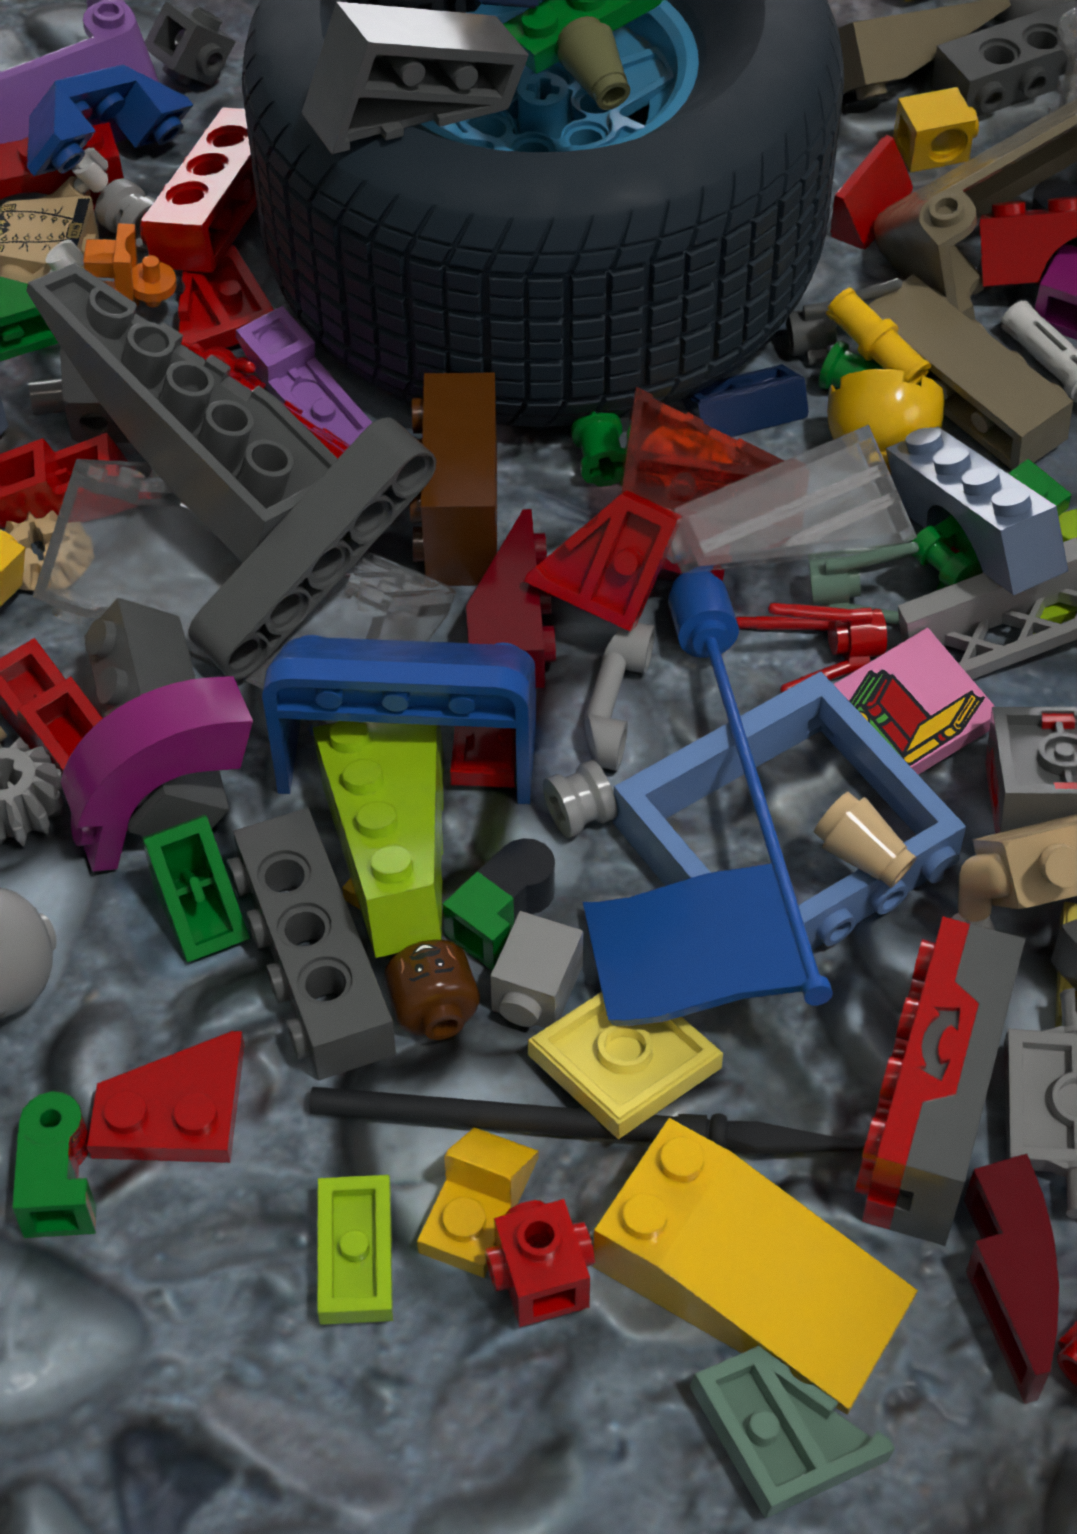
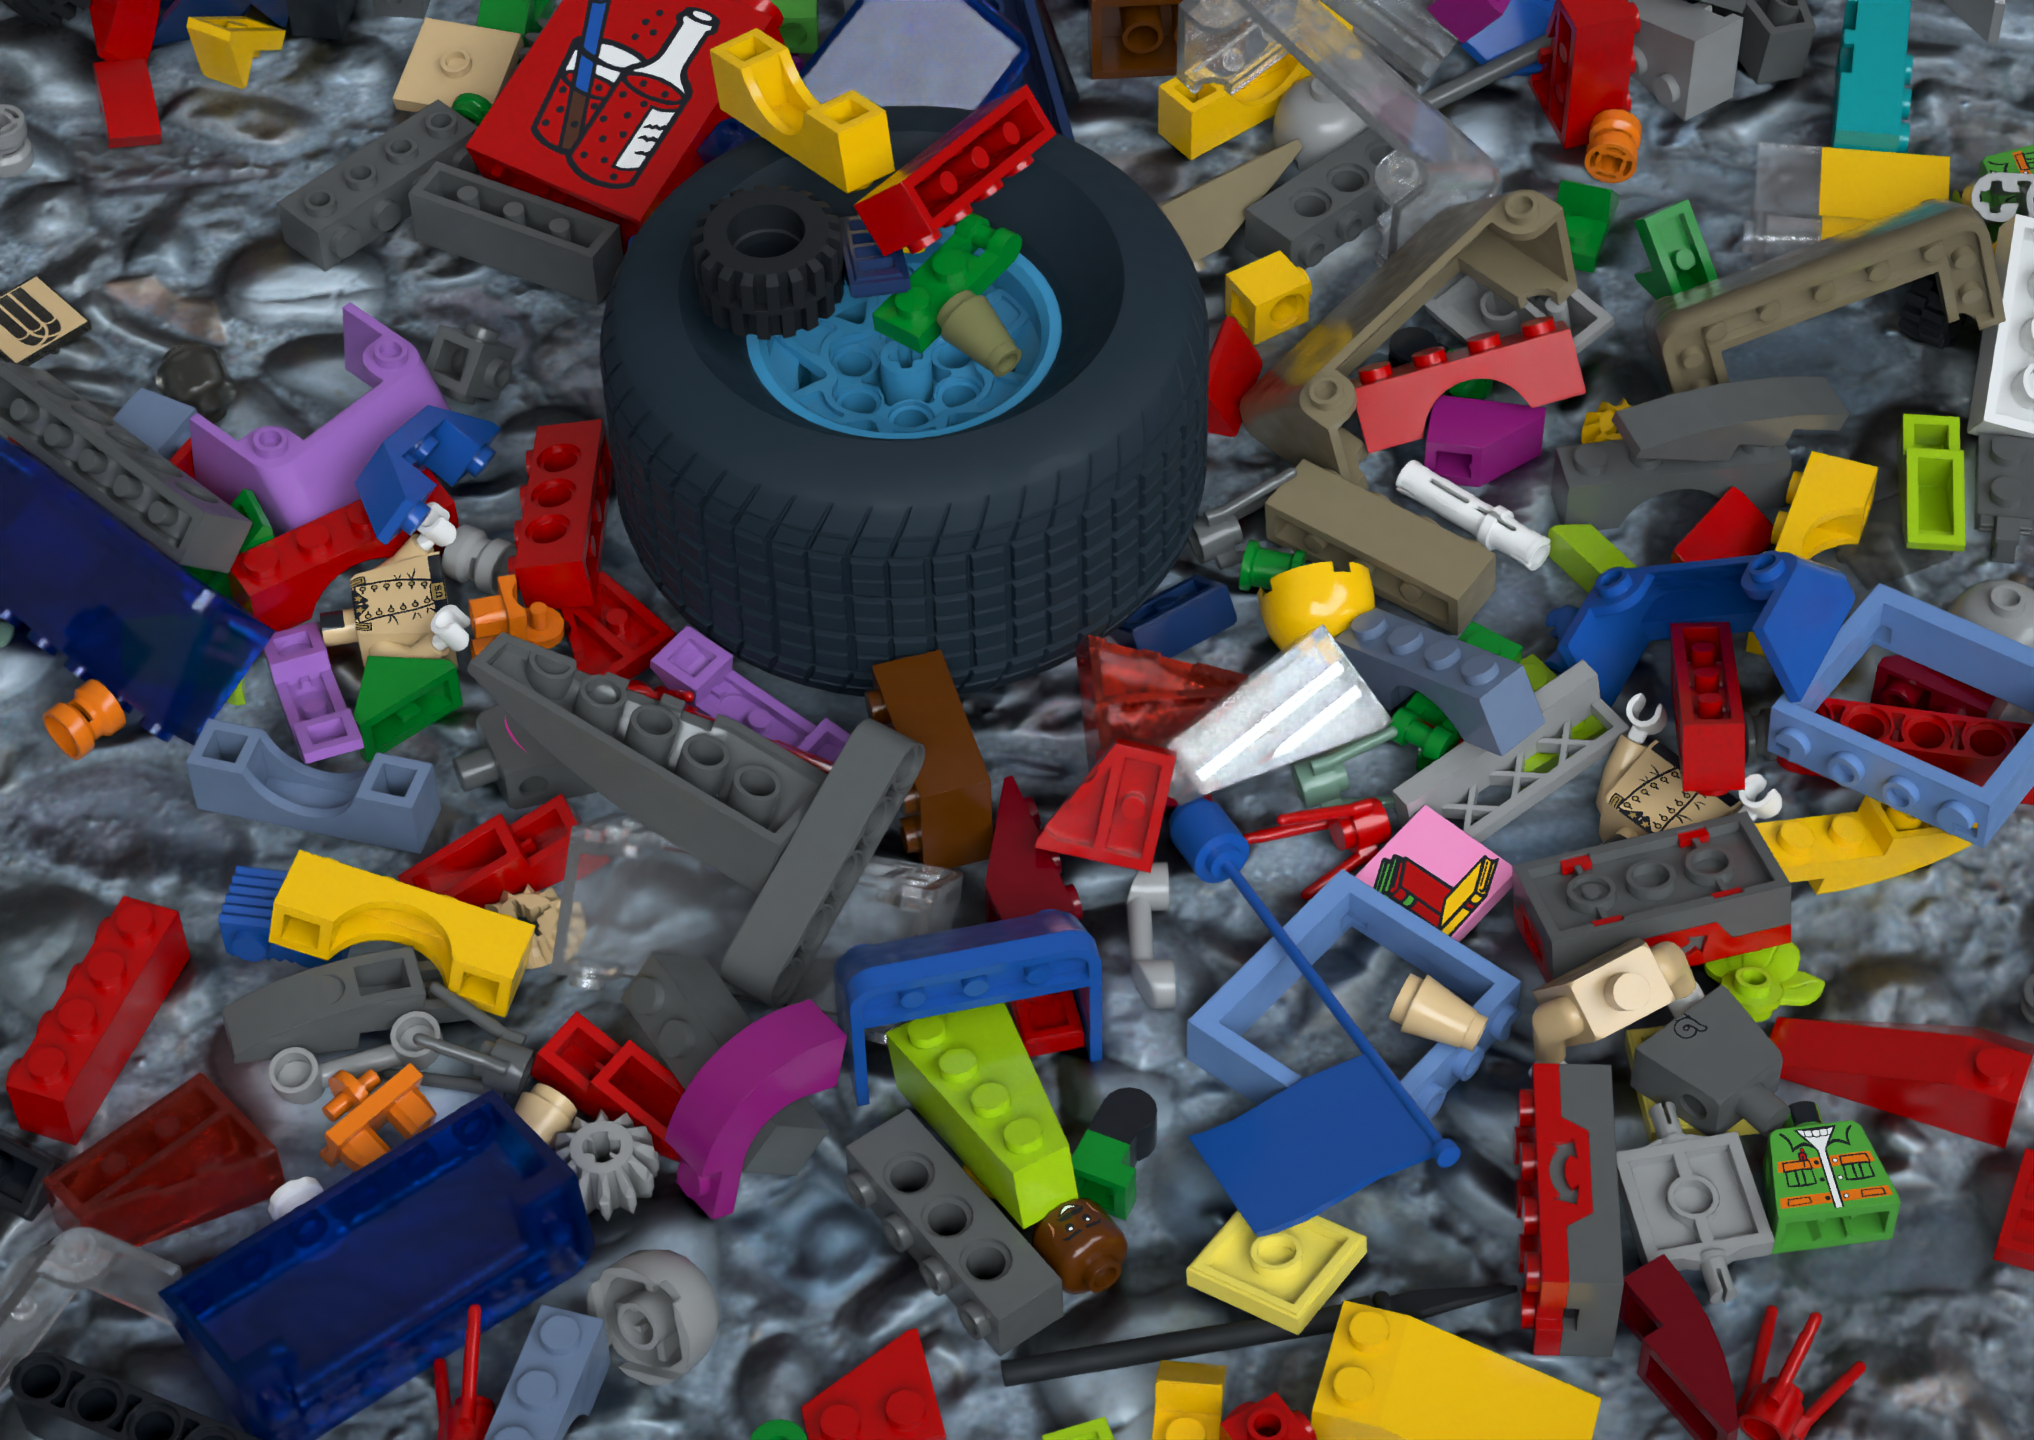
camera: 15 degrees left, 5 degrees down
(194, 888) = (823, 1211): green slope -> none
(407, 68) = (808, 380): dark grey wedge -> none
(536, 971) = (1171, 1207): light grey brick -> none
(580, 798) = (1153, 1041): light grey wheel -> none
(600, 446) = (1051, 699): green bush -> none
(876, 336) = (1288, 530): yellow pin -> none

